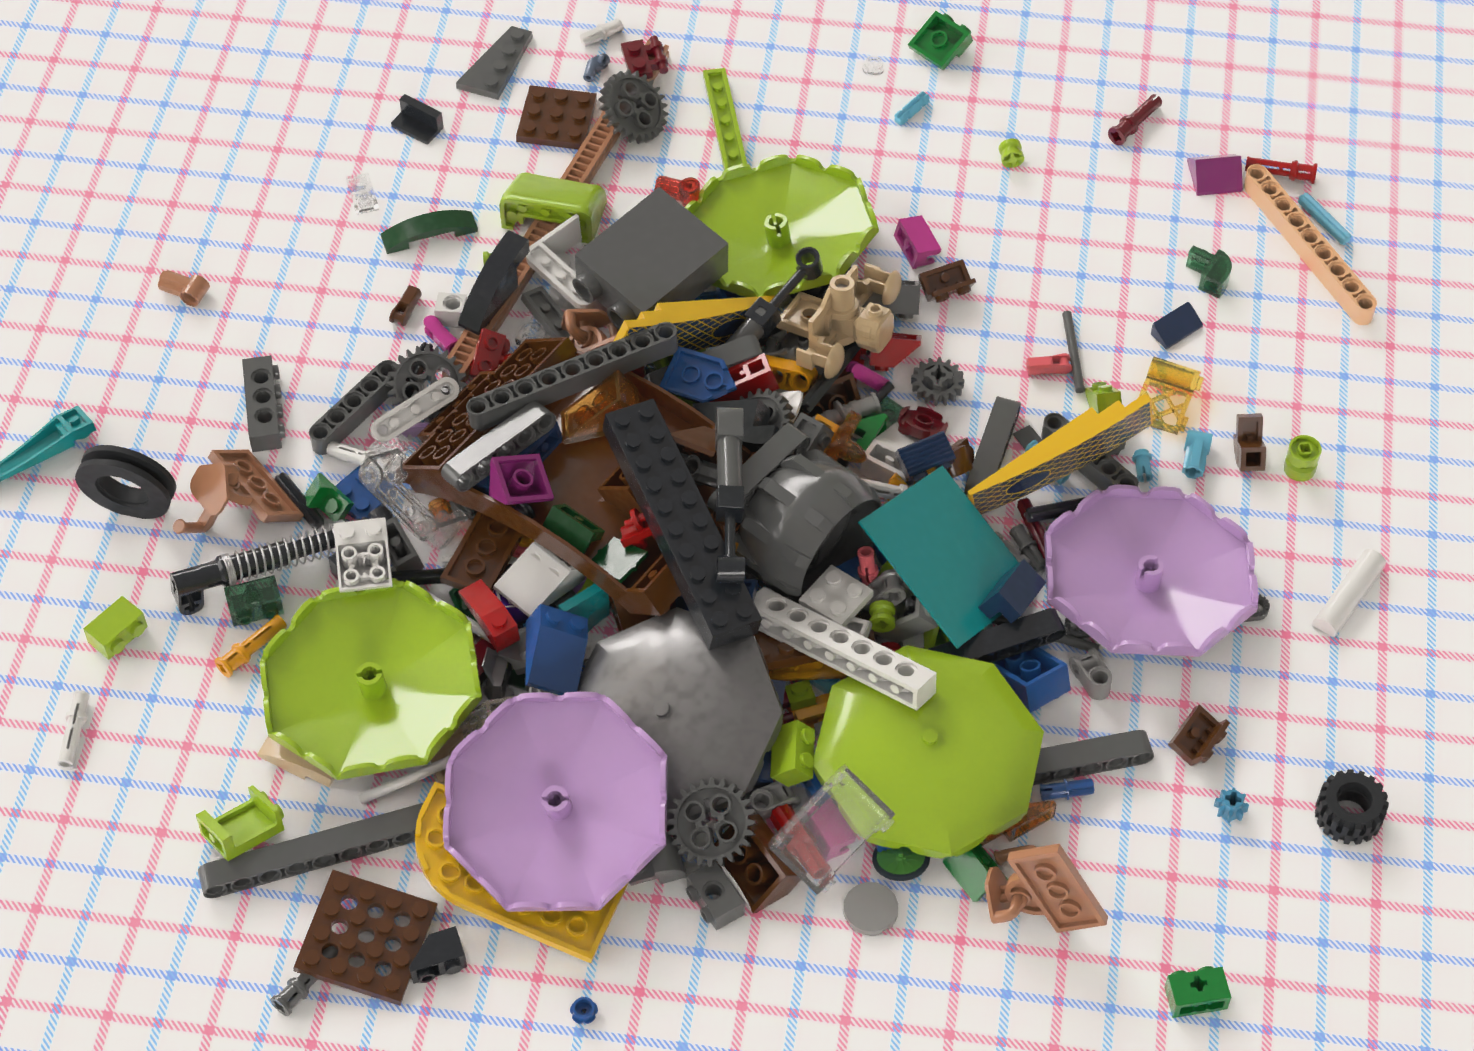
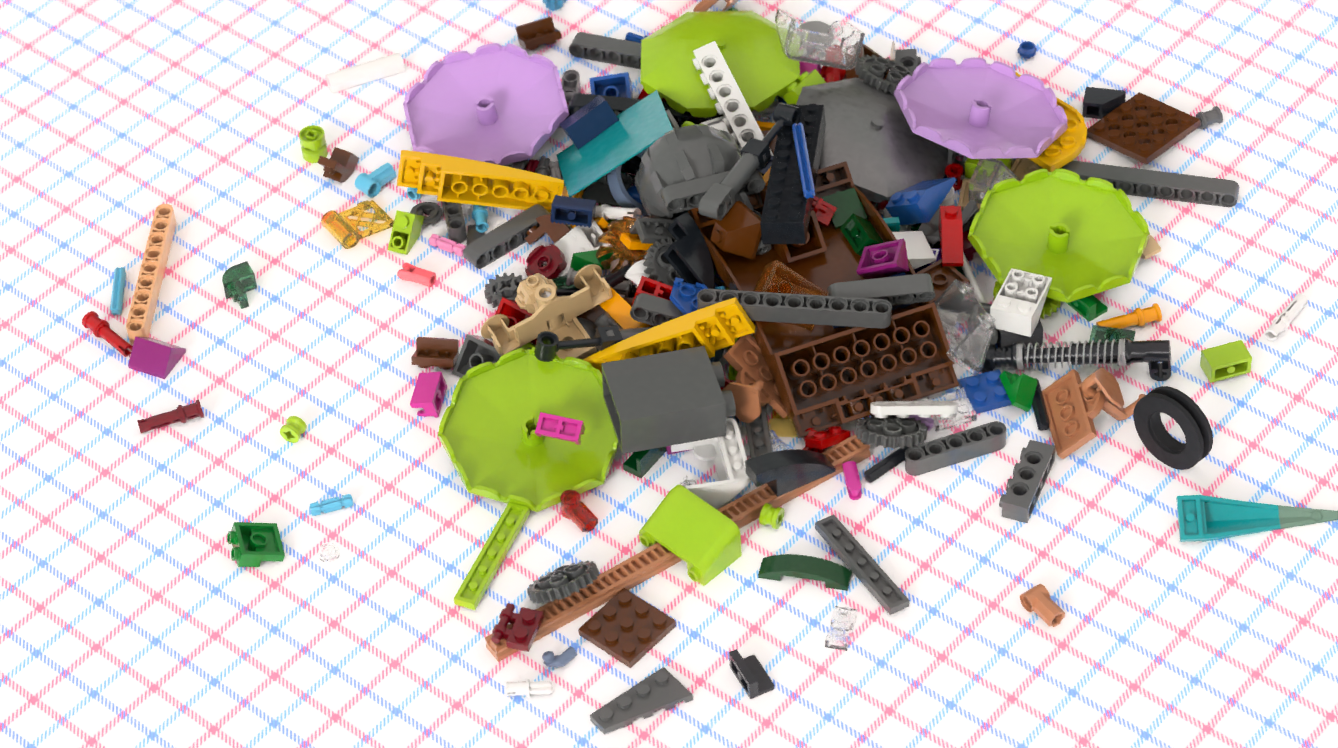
camera: 145 degrees left, 10 degrees down
(243, 825) = (1194, 207): lime panel -> none
(348, 453) = (971, 395): white pin -> none
(379, 255) = (862, 564): none -> dark grey plate
(406, 305) = (865, 515): reddish brown bar -> none
(449, 308) = (831, 491): white brick -> none
(663, 502) = (803, 160): none -> blue axle
(739, 215) = (560, 428): none -> dark pink hinge
(1033, 414) = (446, 244): none -> bright pink axle
(1073, 352) = (388, 280): dark grey bar -> none
(1176, 325) = (302, 265): dark blue slope -> none

